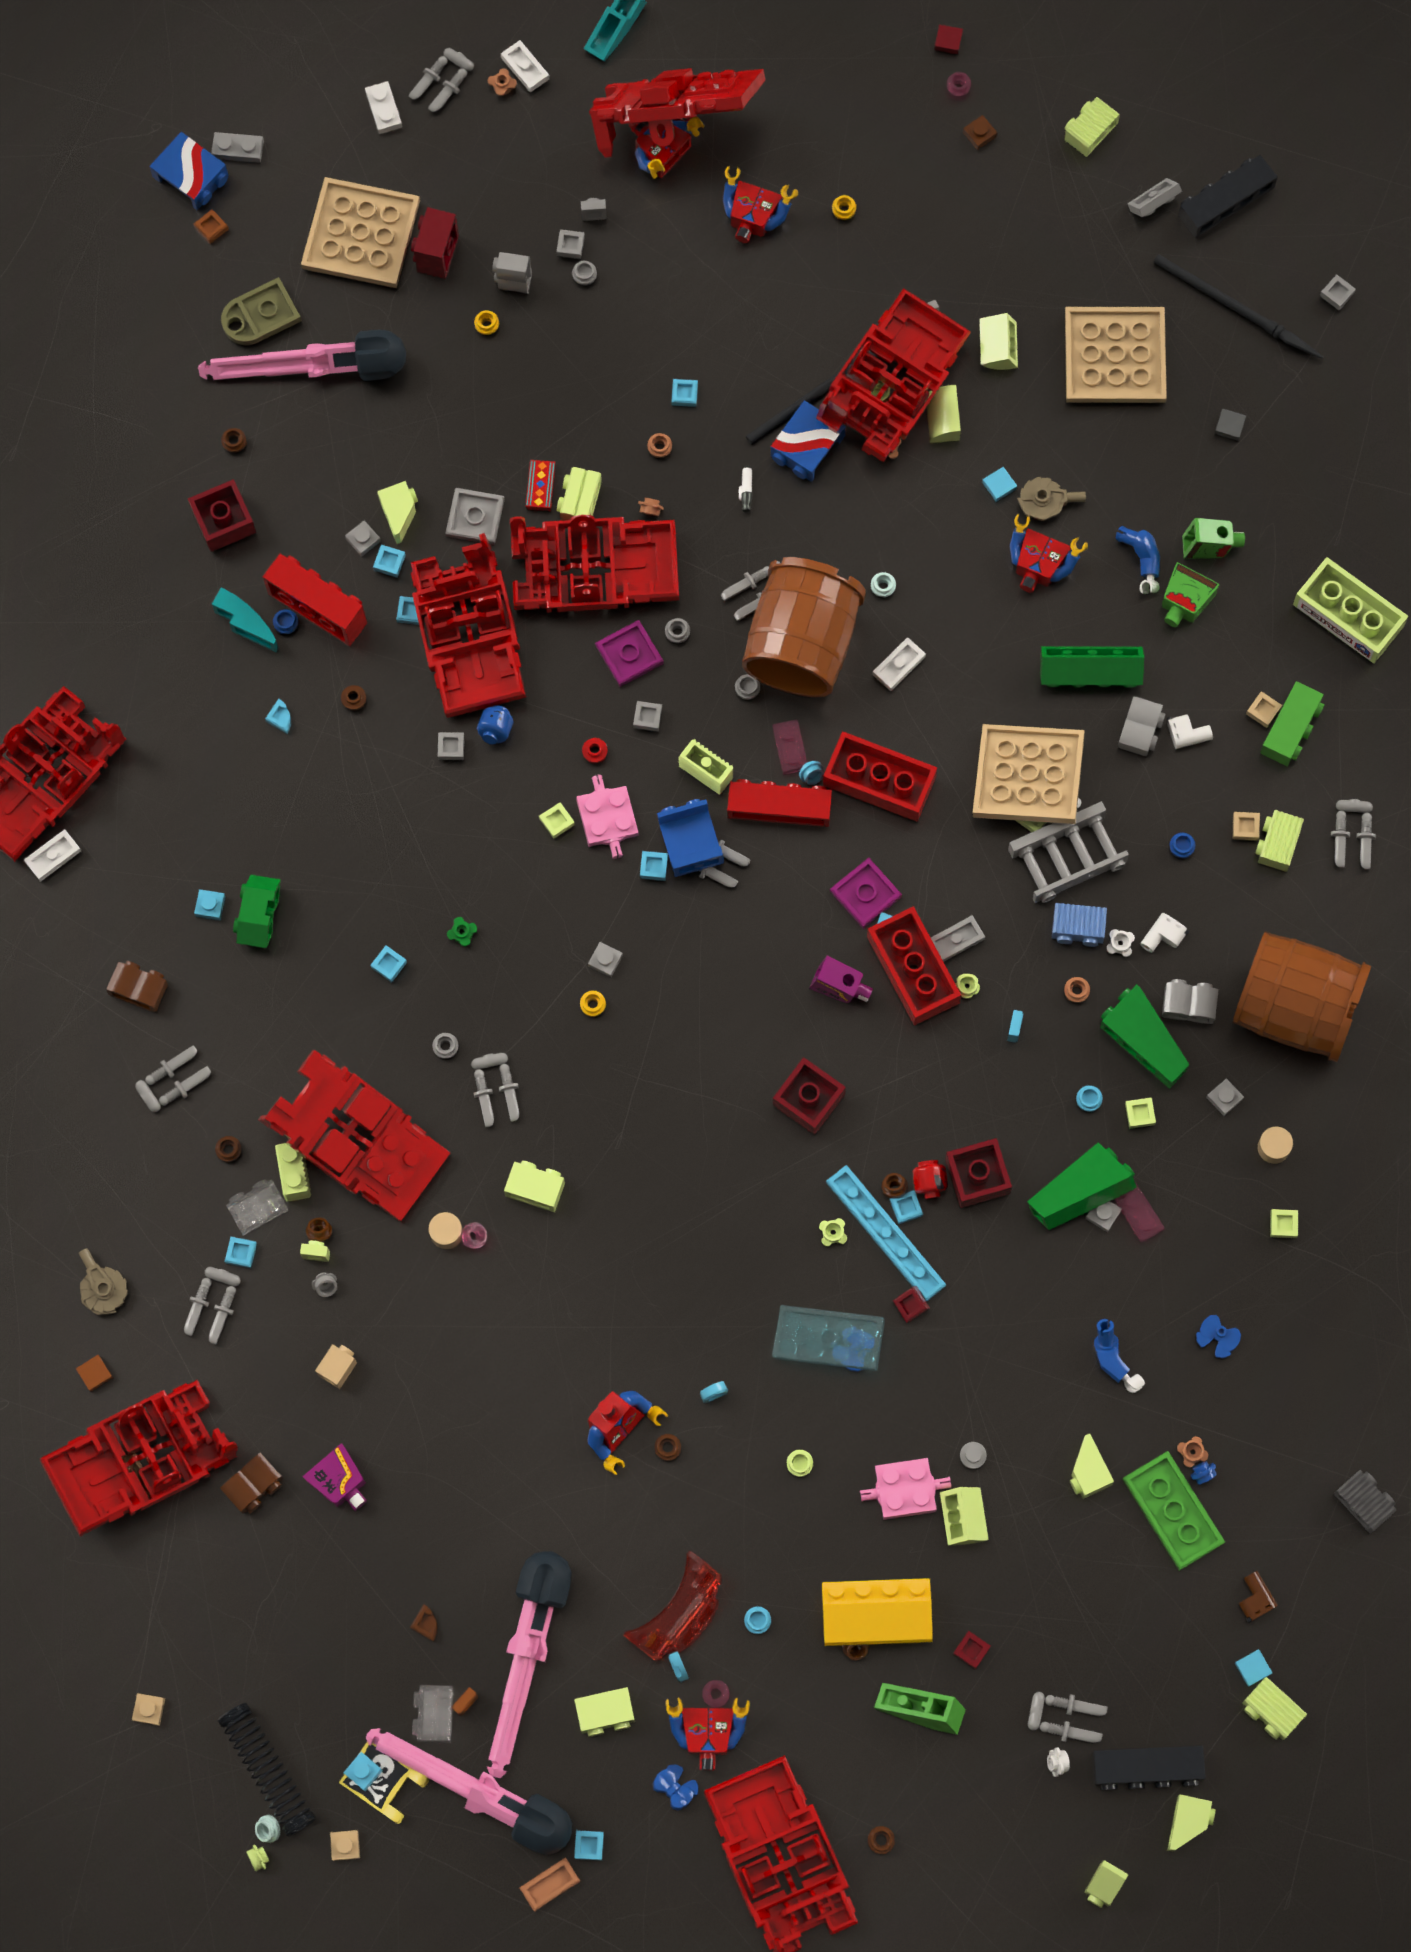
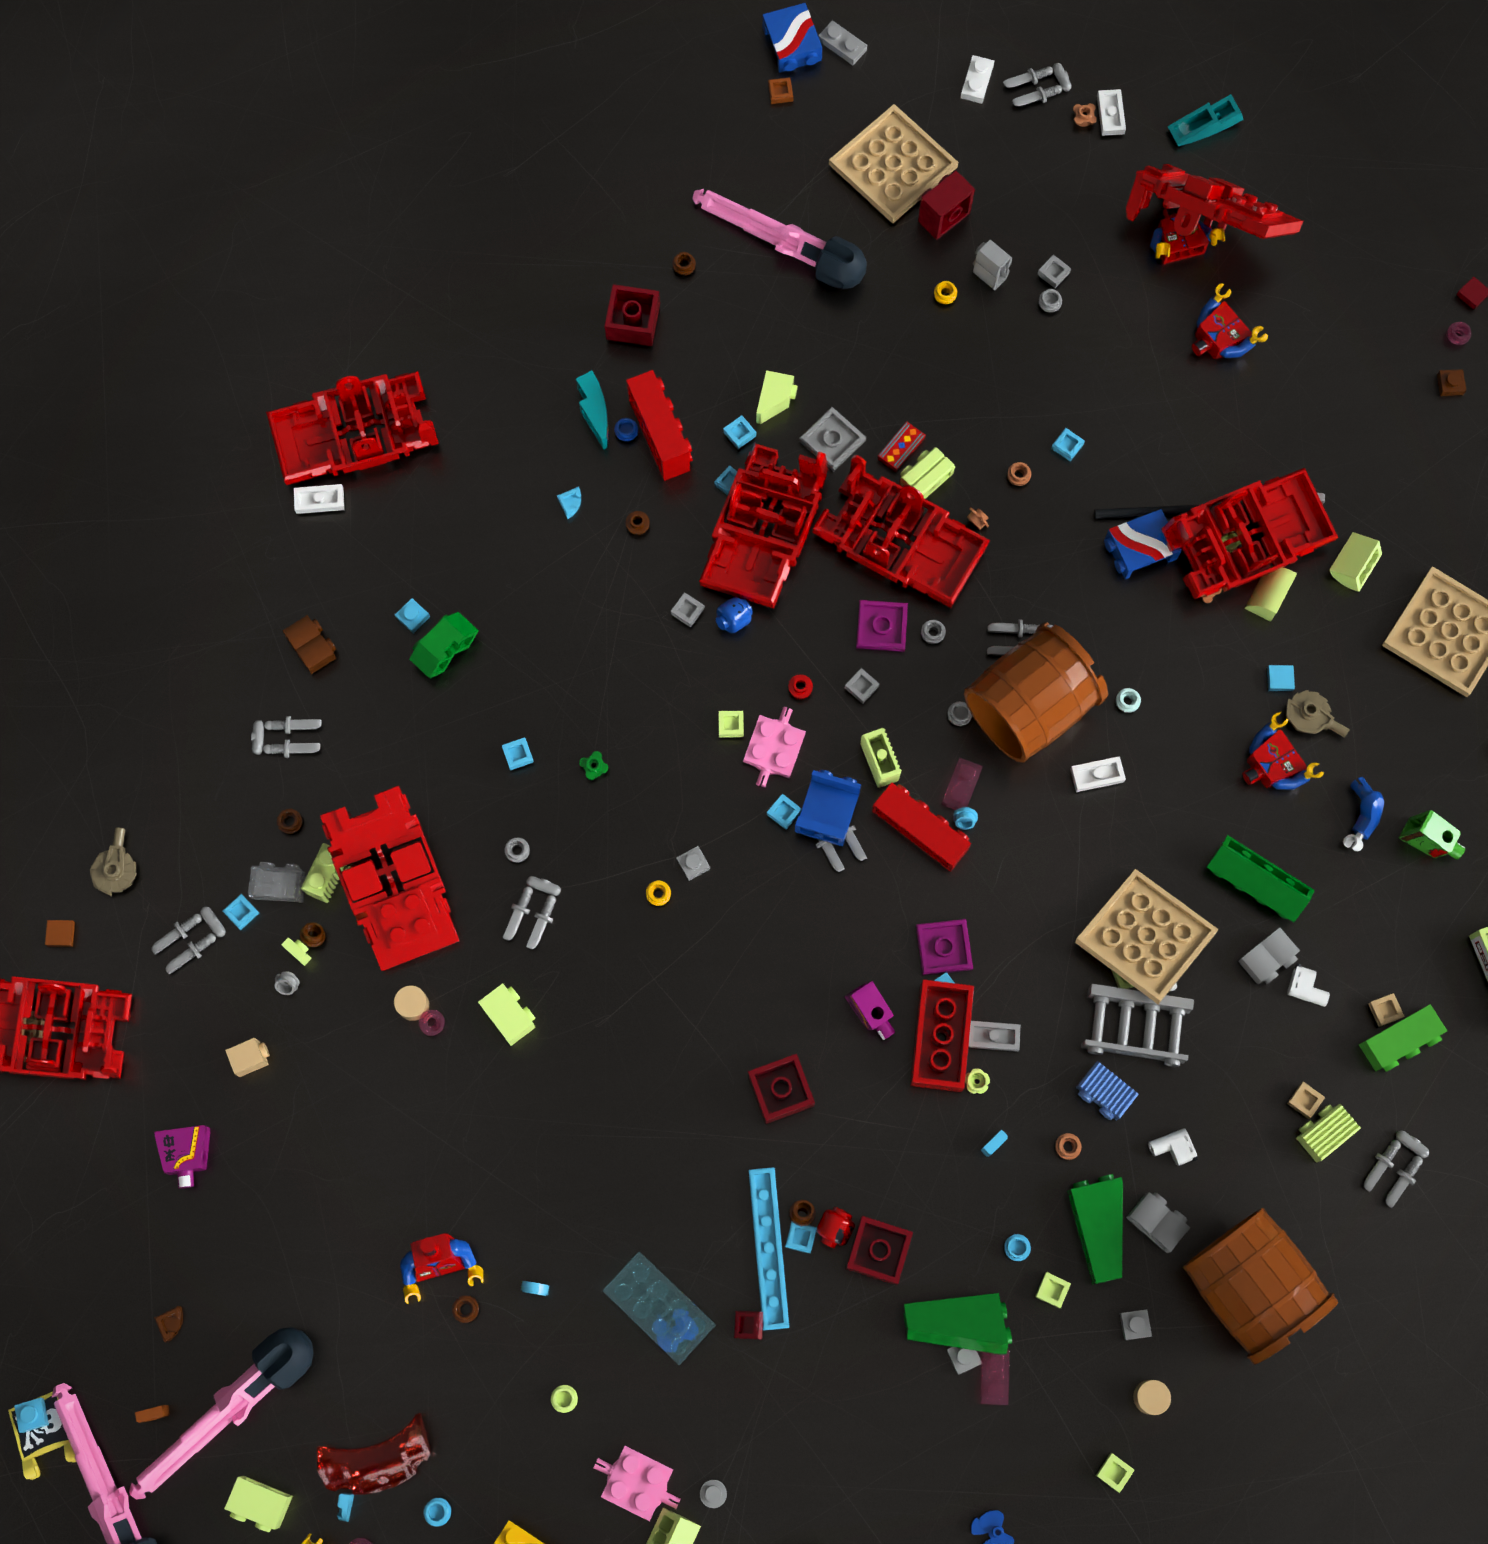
camera: 30 degrees right, 0 degrees up
(252, 1483) = (114, 1109): reddish brown brick -> none
(261, 312) = (772, 178): olive plate -> none
(362, 538) = (732, 402): light grey plate -> none
(434, 1714) = (118, 1410): clear brick -> none
(593, 209) = (1091, 255): light grey plate -> none
(745, 490) = (1065, 552): piece -> none
(827, 1227) = (727, 1225): yellowish green plate -> none
(847, 201) = (1302, 371): yellow plate -> none
(859, 763) = (1010, 835): red brick -> none
(1107, 1352) = (886, 1484): blue arm -> none
(1126, 938) = (1139, 1130): white plate -> none
(1182, 845) = (1239, 1081): blue plate -> none
(1187, 595) = (1381, 870): bright green torso -> none

